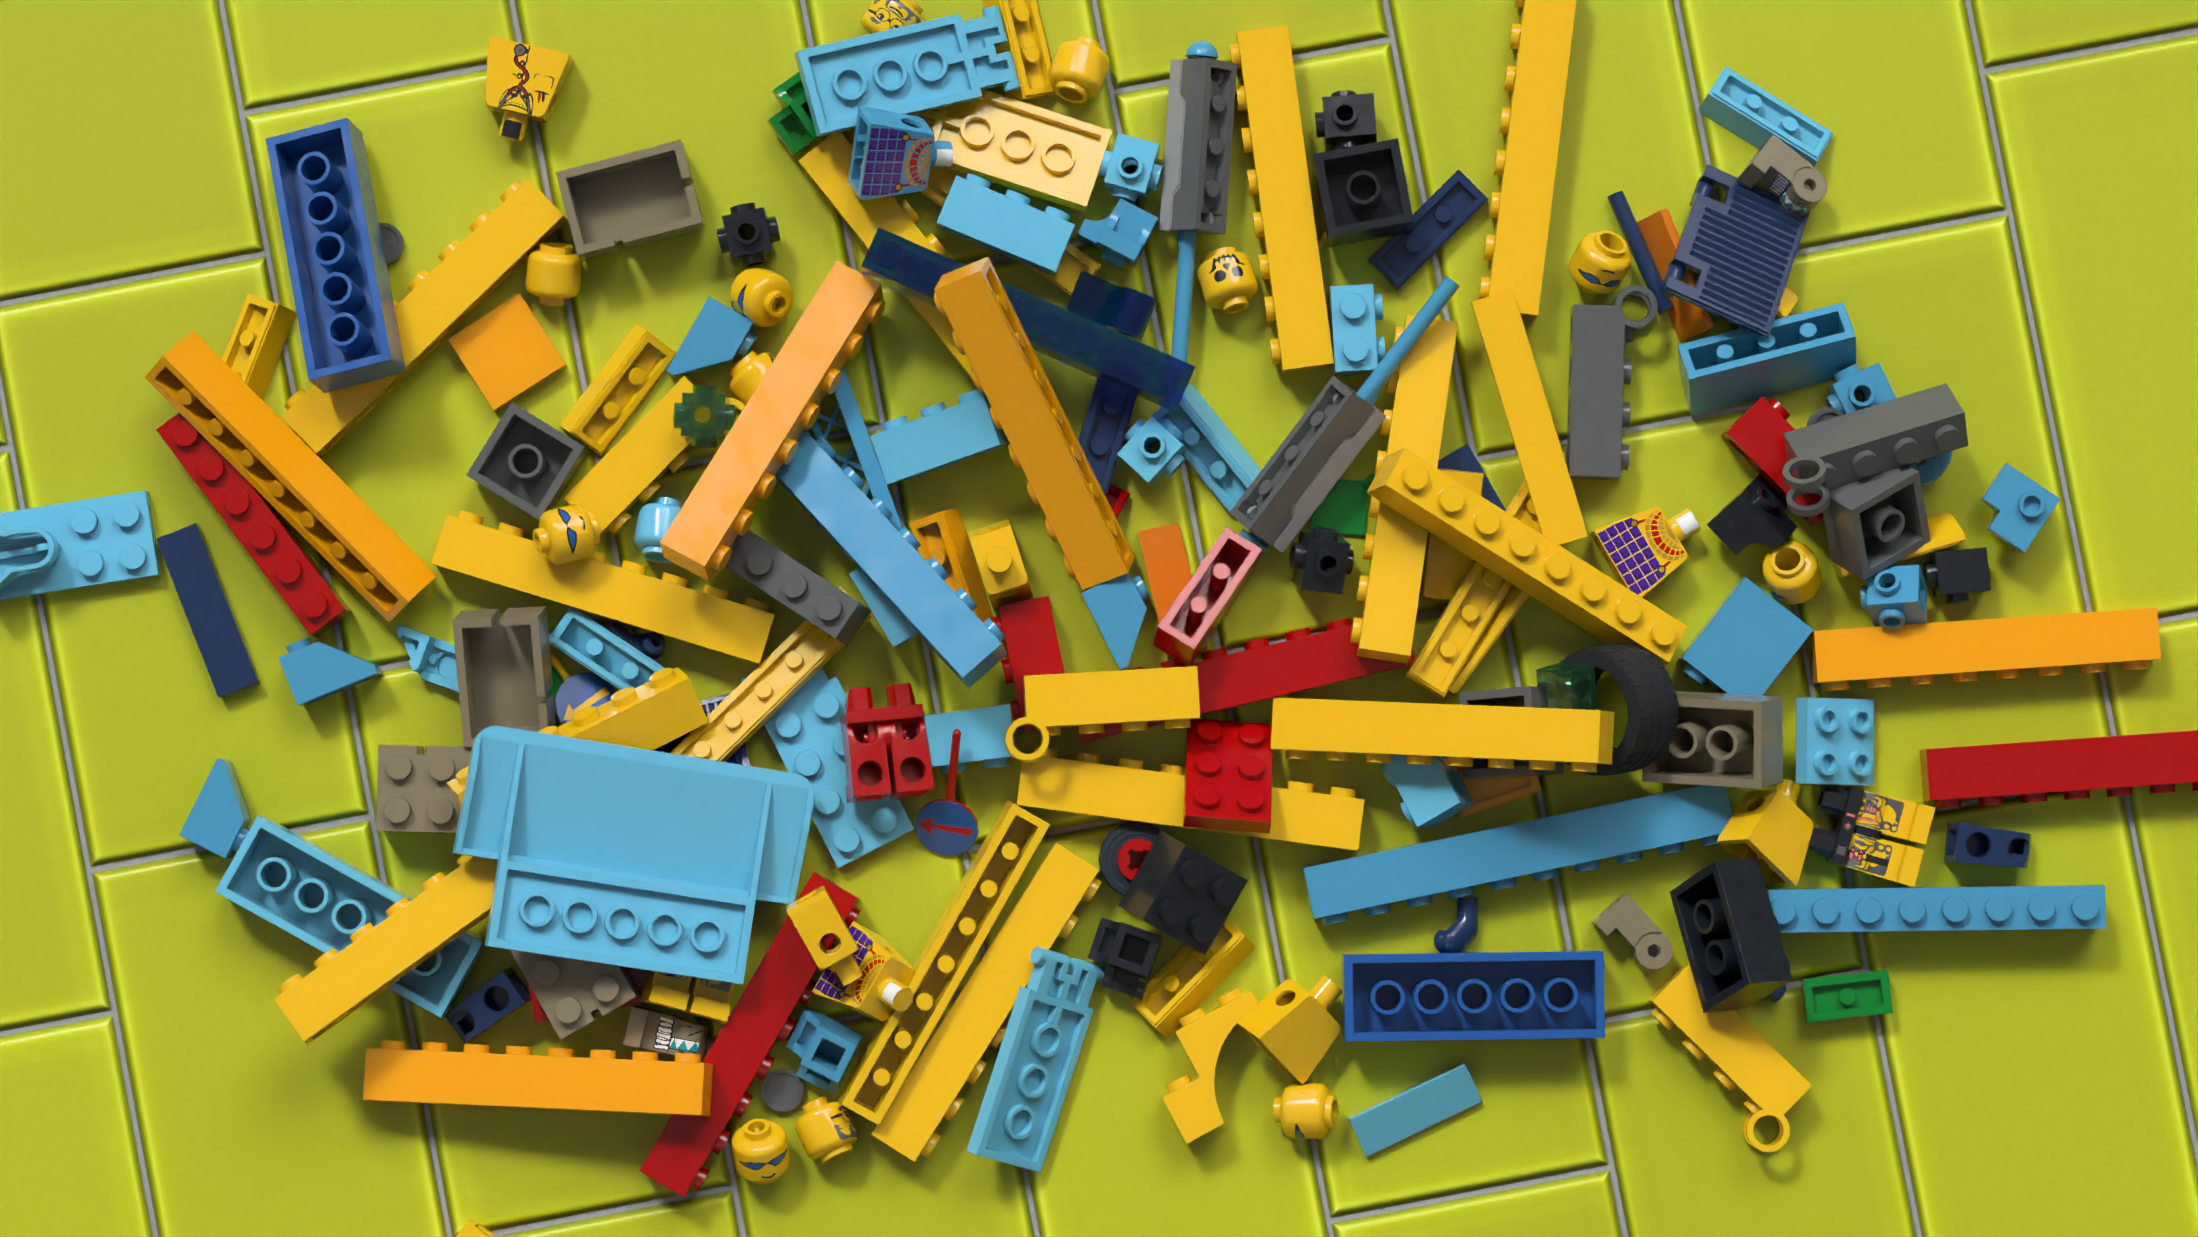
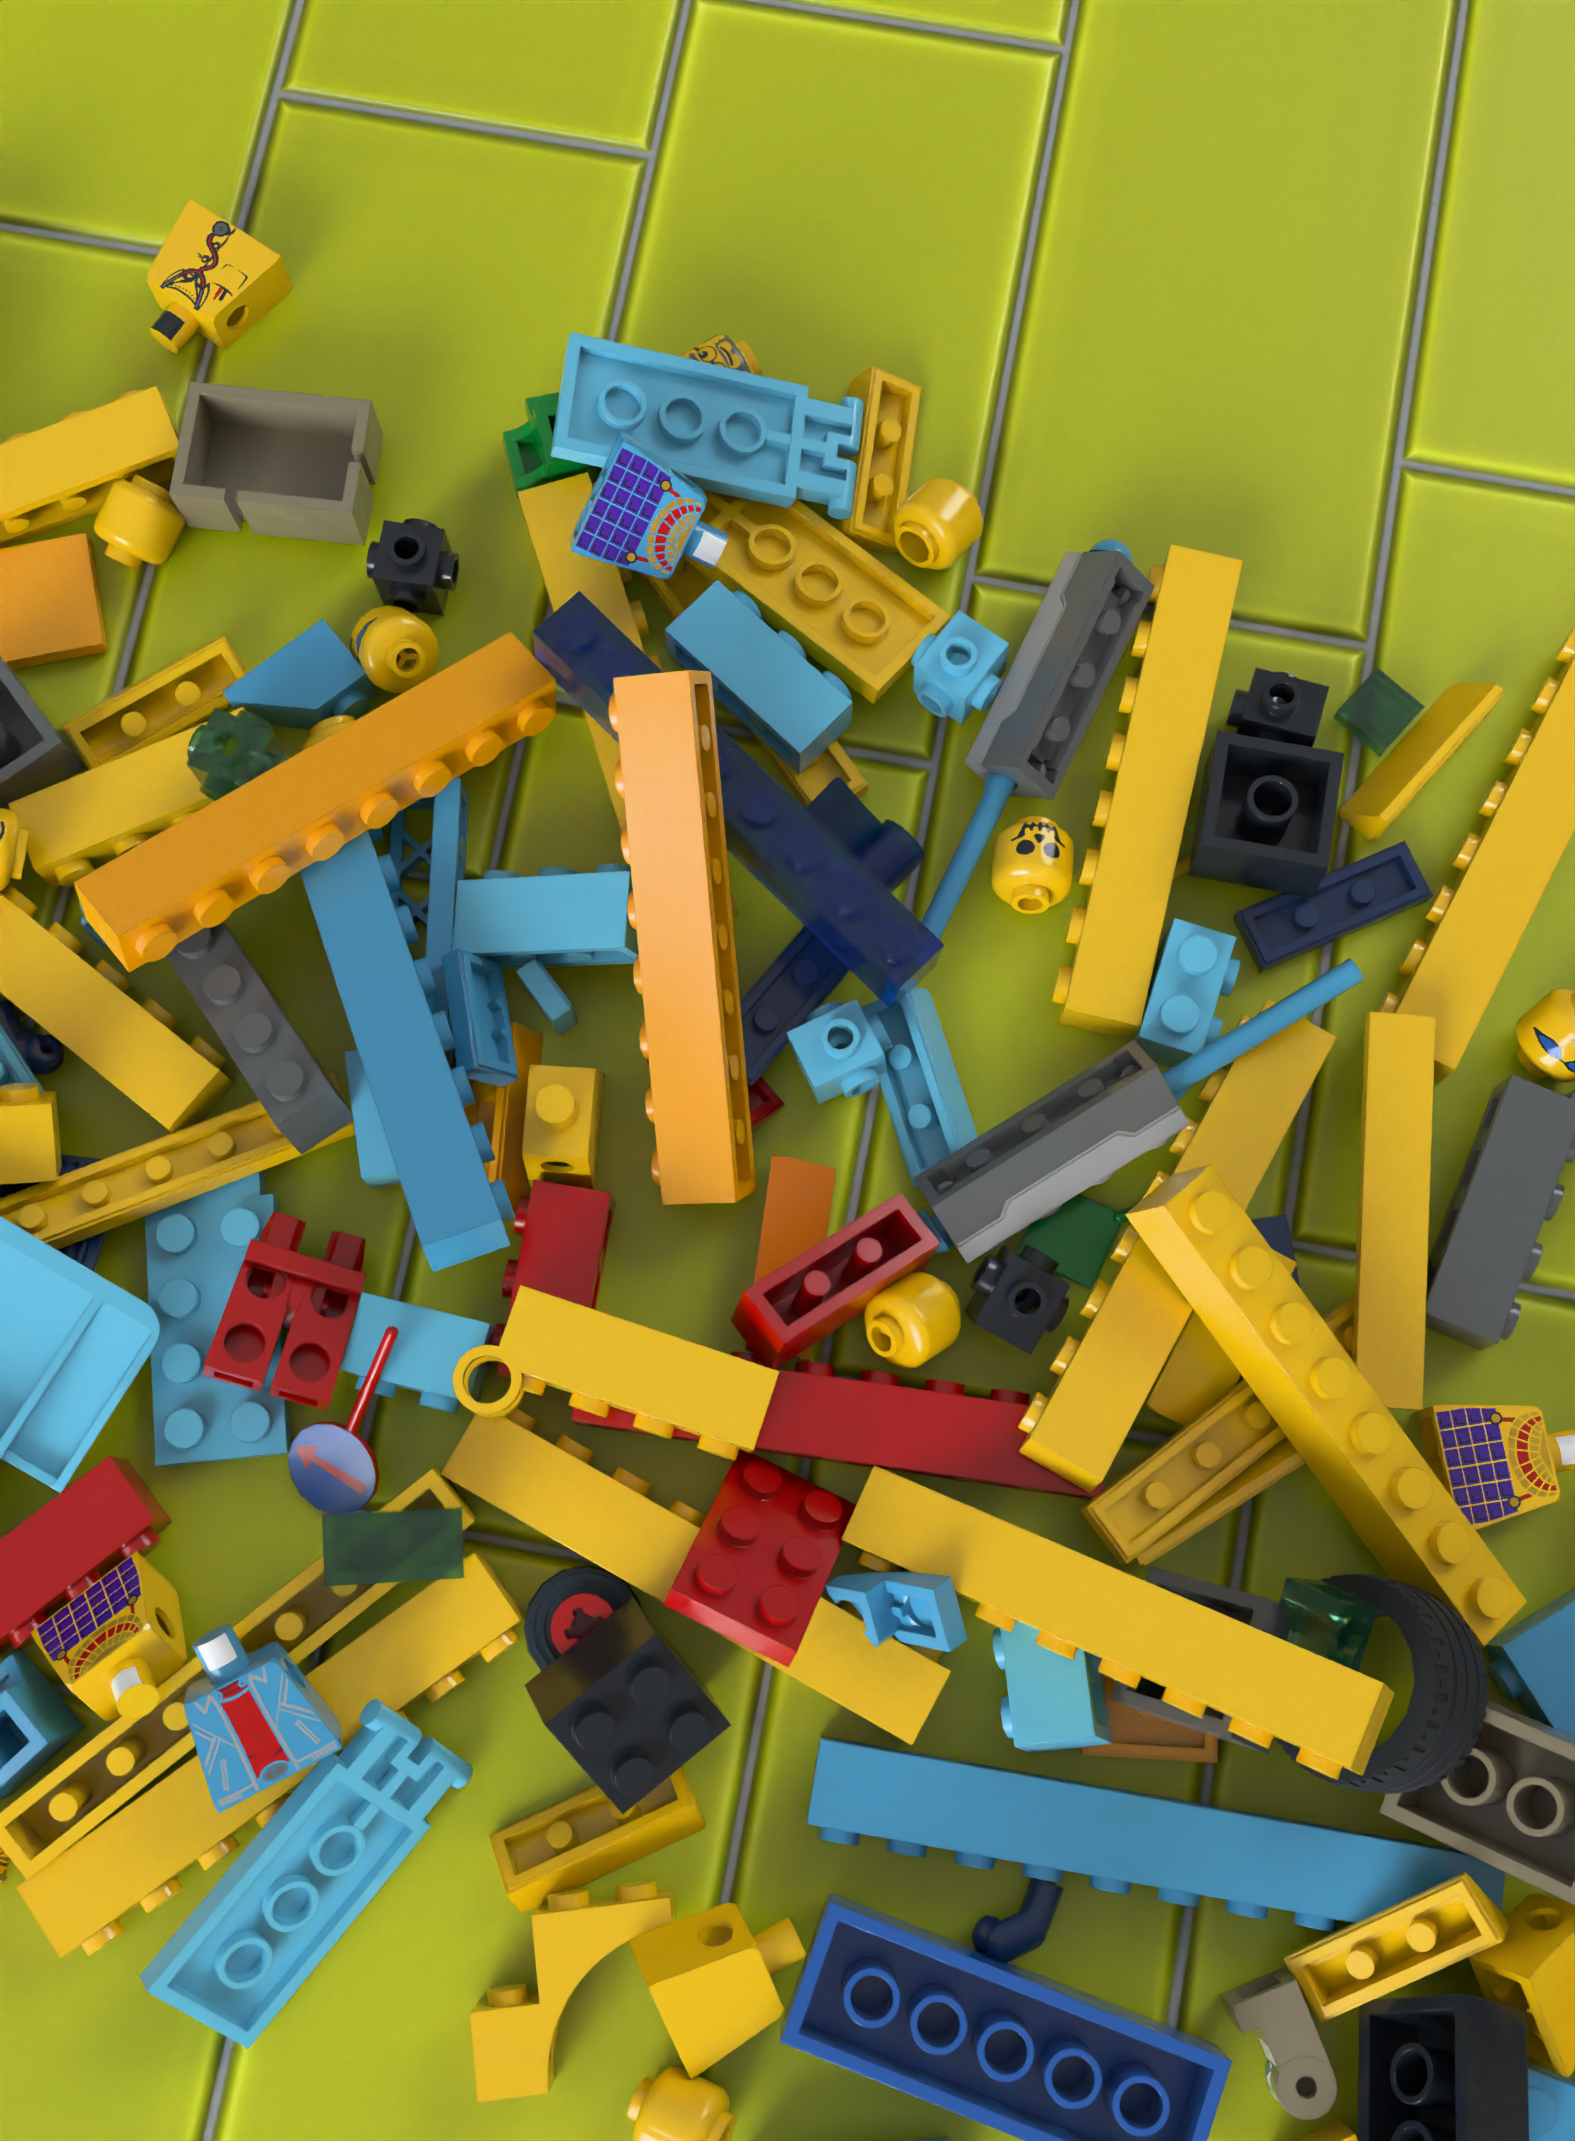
camera: 20 degrees right, 10 degrees down
(813, 918) = (61, 1526): yellow torso -> none
(922, 518) = (479, 1018): none -> dark azure plate
(955, 485) = (547, 996): none -> medium azure tile
(972, 983) = (254, 1717): none -> dark azure torso
(1010, 856) = (393, 1546): none -> clear green tile
(1119, 614) = (701, 1260): dark azure slope -> none
(1121, 234) = (909, 751): dark azure brick -> none
(1128, 956) = (510, 1766): black brick -> none
(1263, 600) = (913, 1320): none -> yellow head
(1322, 772) = (910, 1605): none -> dark azure slope
(1412, 85) = (1378, 712): none -> clear green tile
(1448, 107) = (1419, 757): none -> yellow slope
(1675, 852) = (1396, 1946): none -> yellow slope

